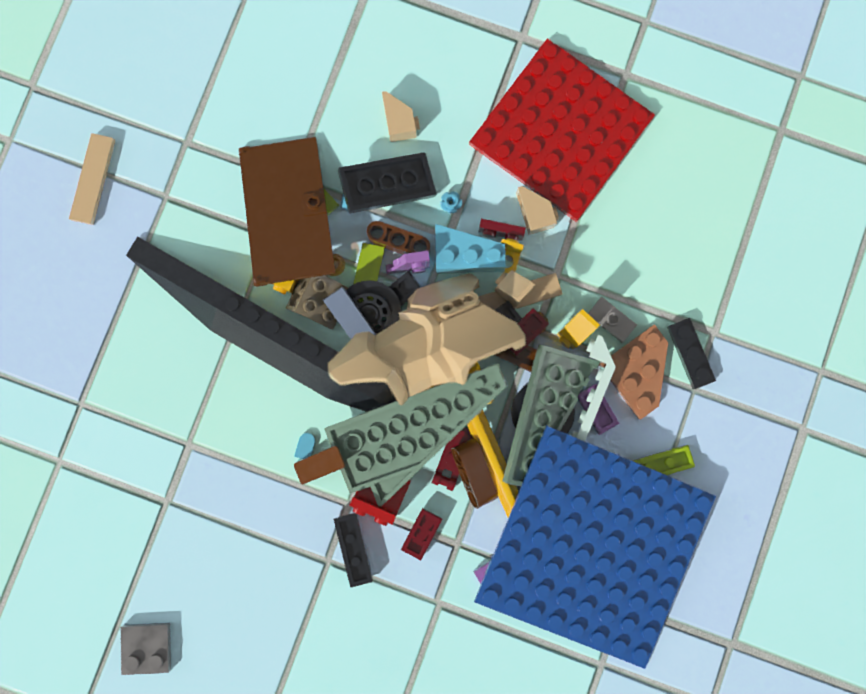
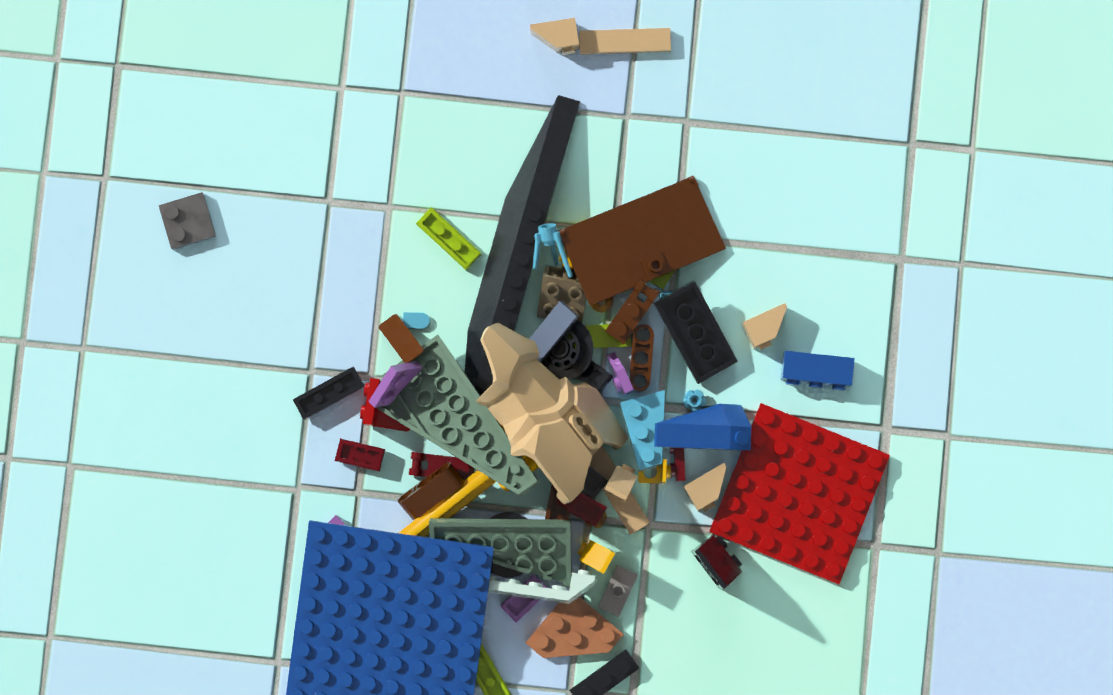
camera: 80 degrees right, 0 degrees up
(66, 240) = (557, 35): none -> tan slope
(234, 395) = (448, 239): none -> lime tile
(255, 295) = (549, 237): none -> medium azure plant
(352, 235) = (631, 312): none -> reddish brown plate
(360, 484) = (394, 382): none -> medium lavender wing
(452, 81) = (817, 370): none -> blue brick
(482, 191) = (708, 428): none -> blue wedge
(611, 218) = (717, 562): none -> slope

